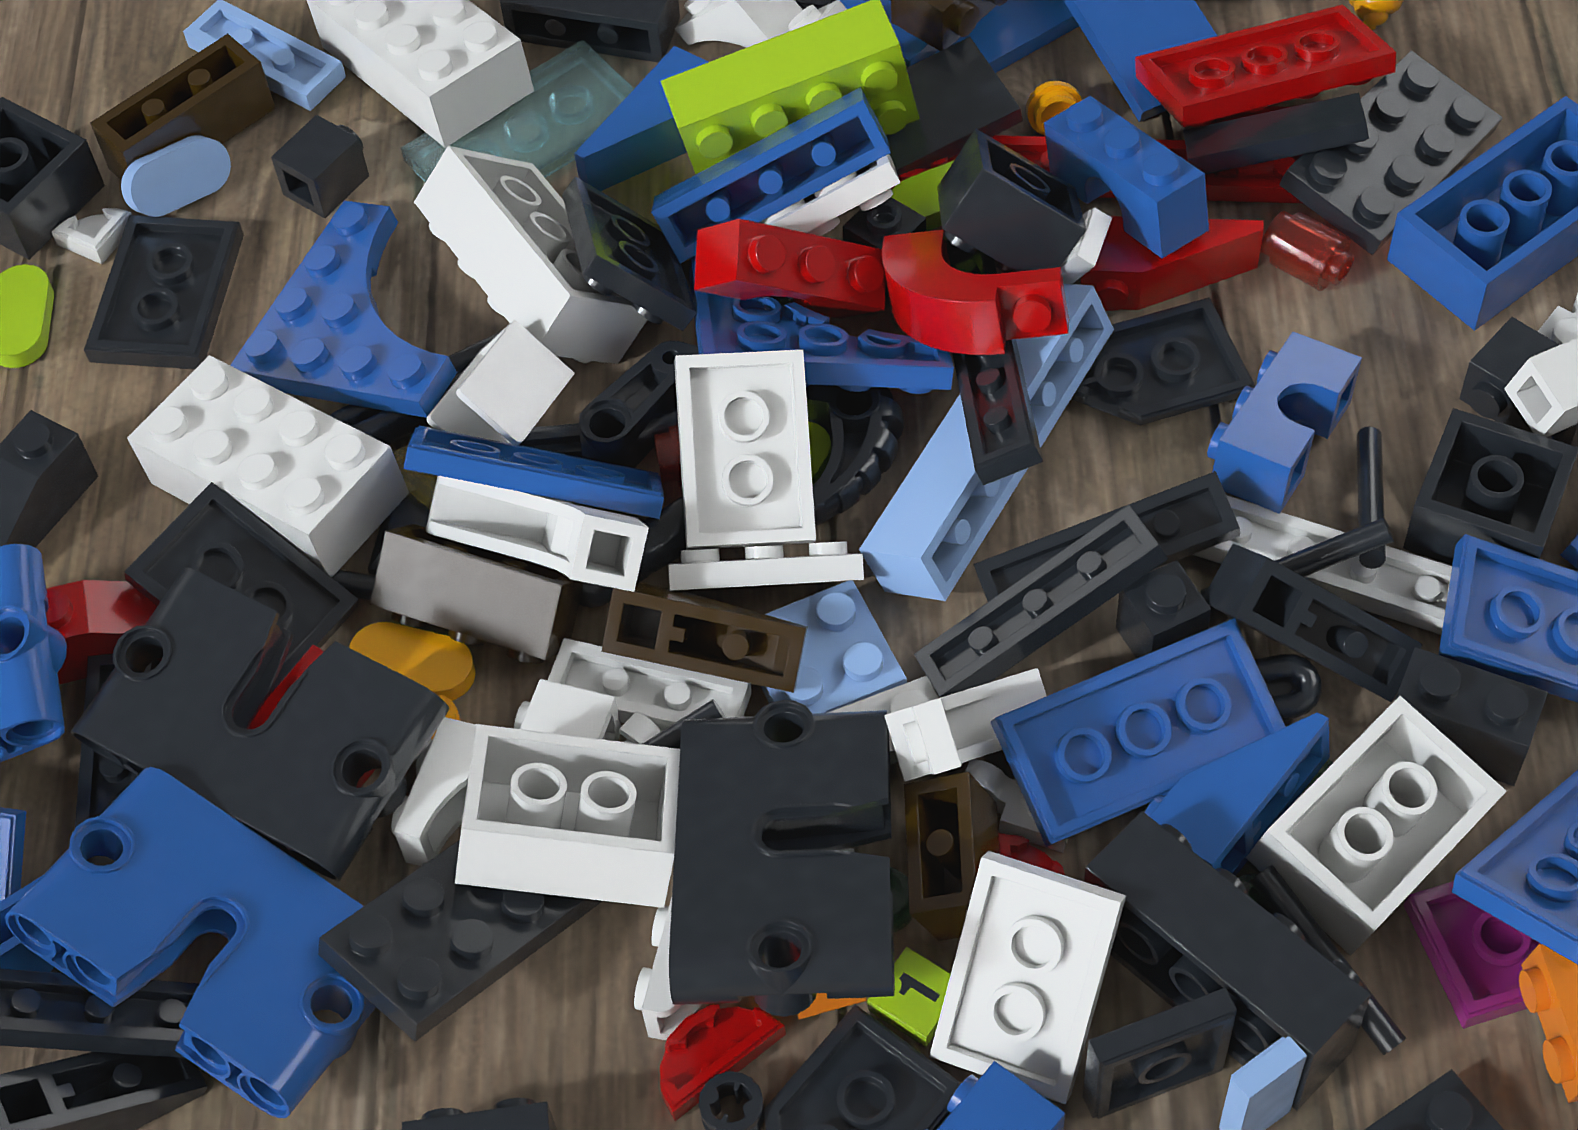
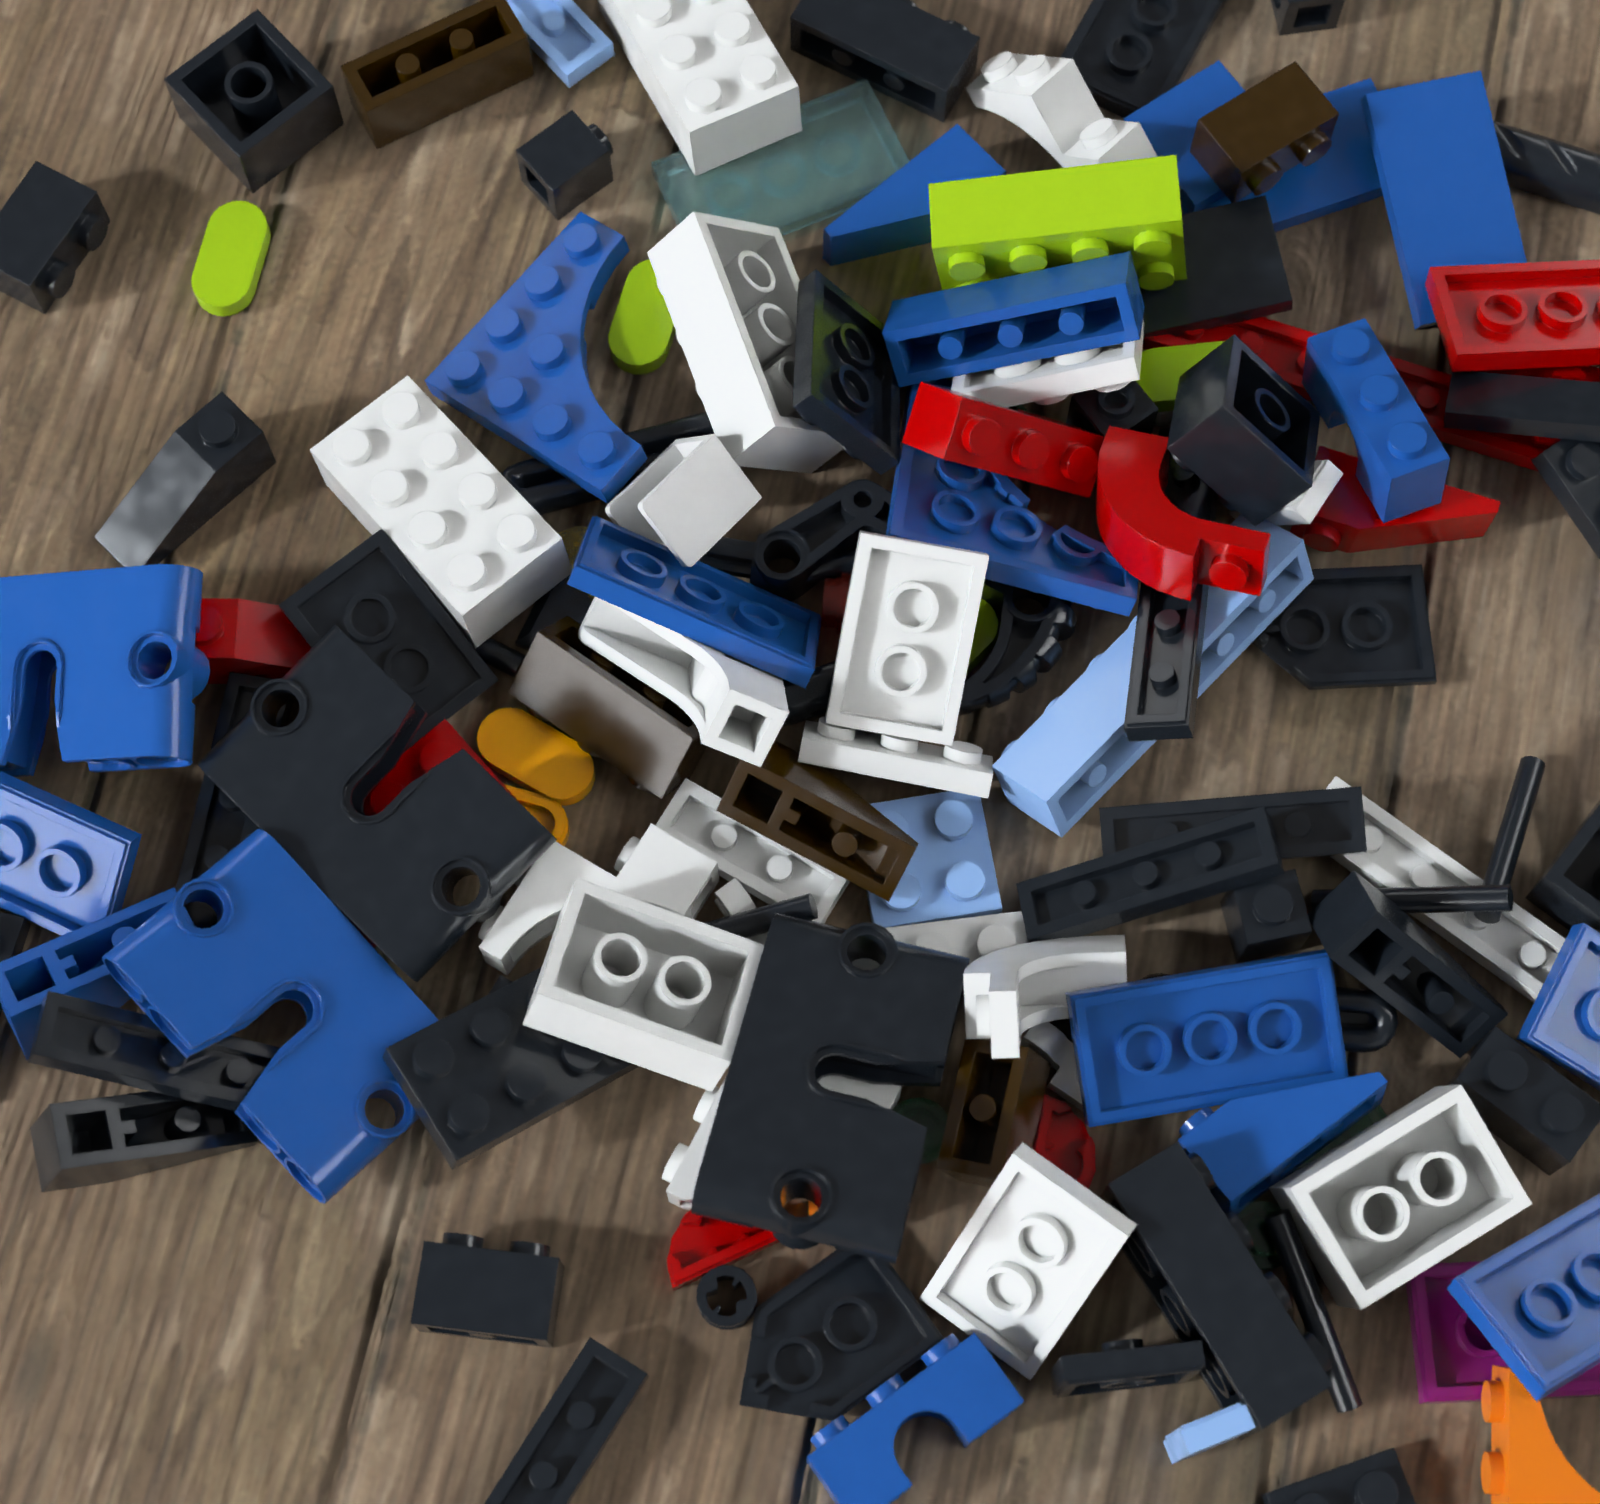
camera: 10 degrees right, 15 degrees up
(94, 235) = (324, 179): white tile -> none
(164, 292) = (380, 268): black tile -> none
(175, 175) = (416, 139): light blue tile -> none
(426, 275) = (642, 324): none -> lime tile
(917, 998) = (927, 1235): lime tile -> none
(1048, 101) = (1330, 298): light orange plate -> none
(1273, 425) = (1417, 766): arch -> none
(1307, 250) = (1537, 539): clear red brick -> none

